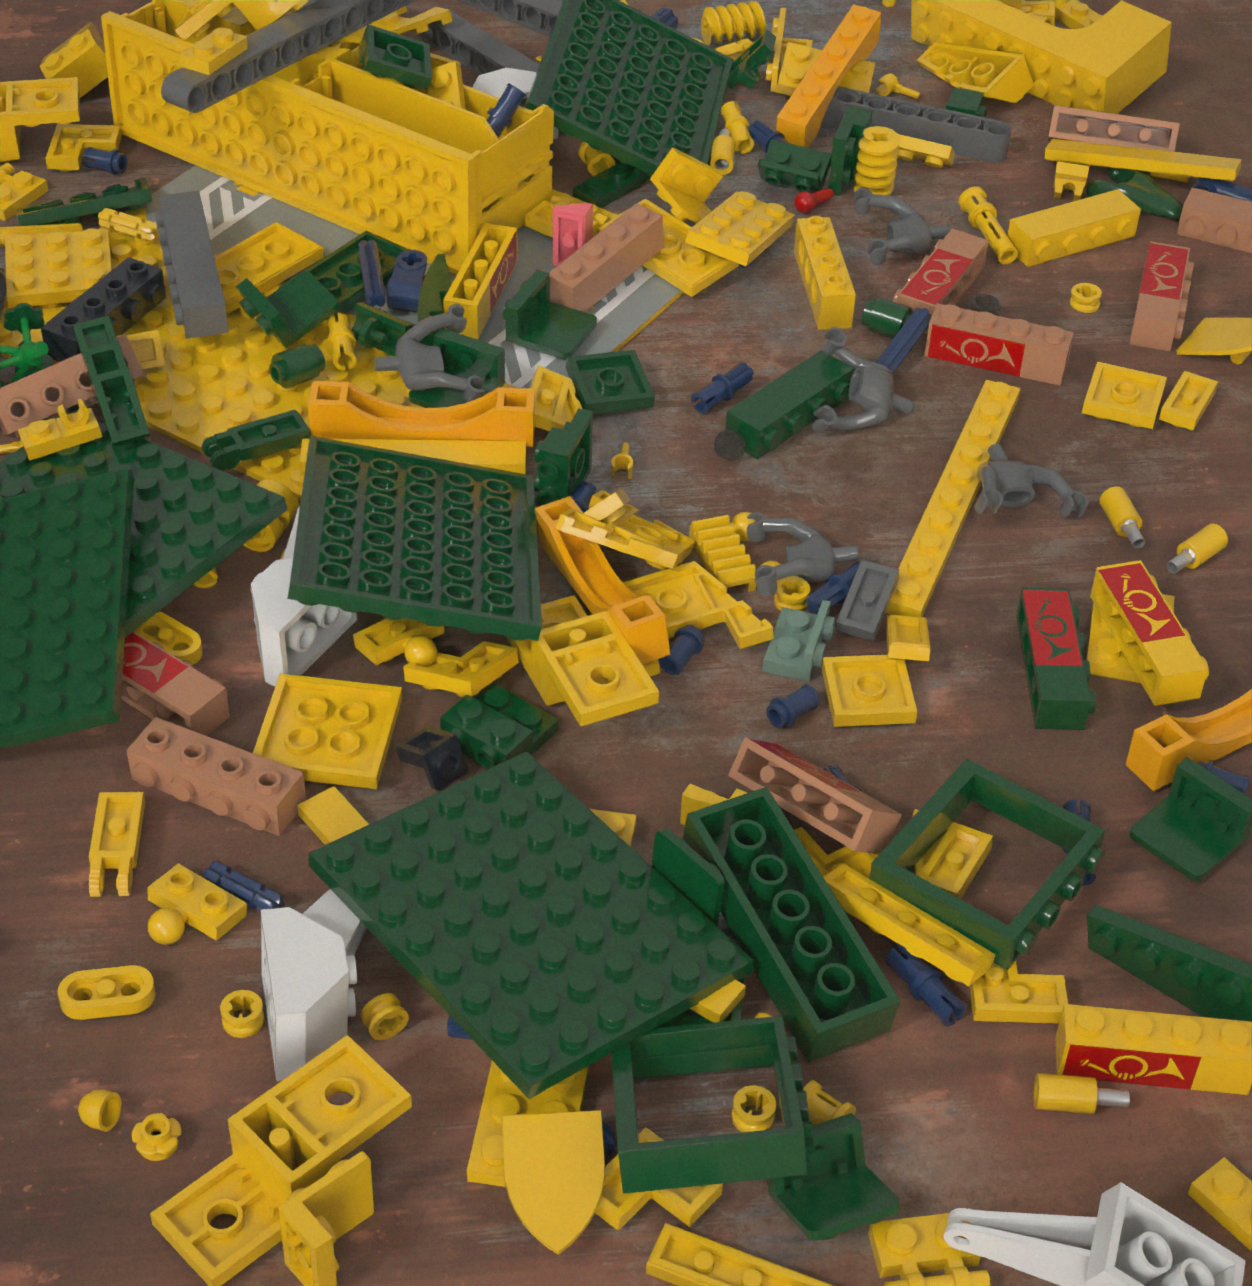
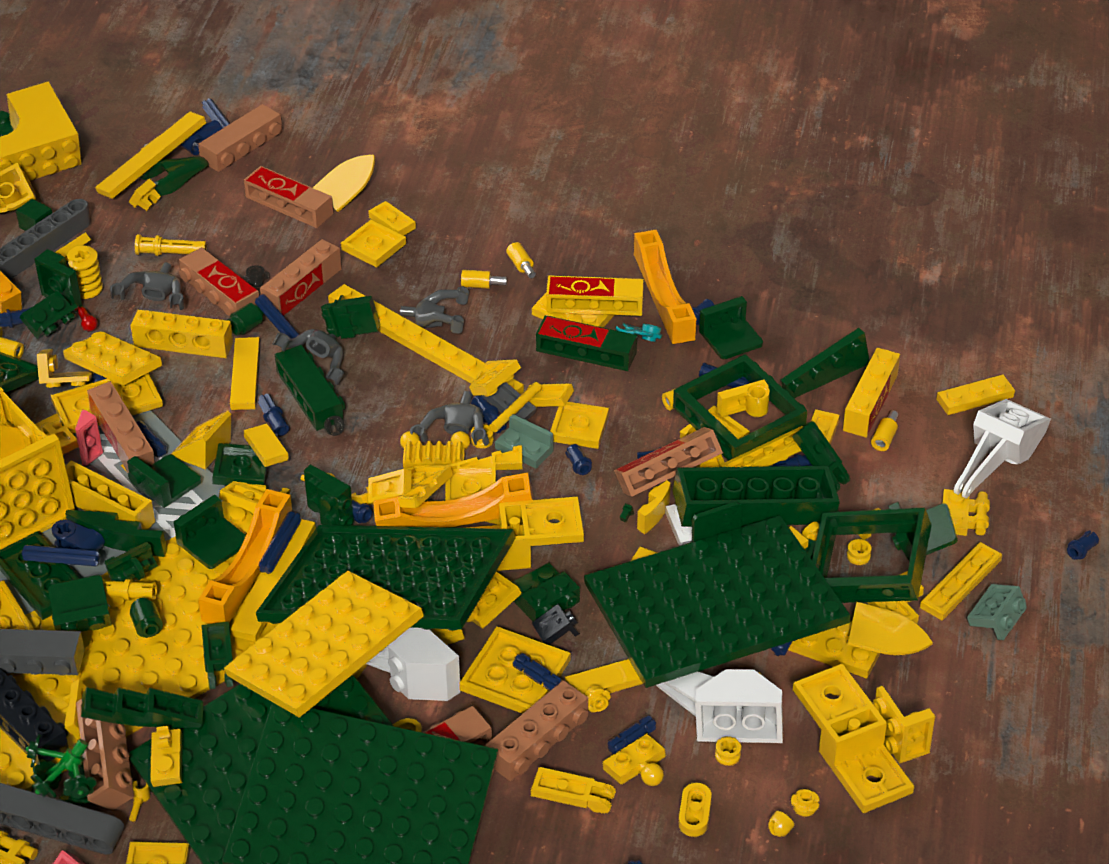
camera: 70 degrees left, 0 degrees up
(237, 485) = (323, 643): none -> yellow plate
(298, 830) = (597, 698): none -> yellow plate
(314, 741) = (536, 672): none -> dark blue axle
(423, 365) = (194, 545): dark grey piece -> none
(465, 437) = (279, 542): none -> dark blue axle
(618, 296) = (156, 444): none -> dark blue axle
(647, 339) = (202, 443): none -> yellow slope
(648, 387) = (266, 445): none -> yellow tile
(710, 784) = (626, 513): none -> dark green piece
(787, 348) = (245, 373): none -> yellow tile
(852, 603) = (524, 398): none -> yellow bar
(896, 561) = (496, 374): none -> yellow wing
(931, 991) = (821, 453): none -> dark green hinge
(943, 400) = (351, 316): none -> dark green piece
(986, 851) = (749, 397): none -> yellow plate
(1073, 227) = (197, 208): yellow brick -> none
(1085, 297) = (266, 229): yellow bush -> none
(1112, 129) = (108, 157): nougat brick -> none
(1120, 714) = (648, 331): none -> teal plate

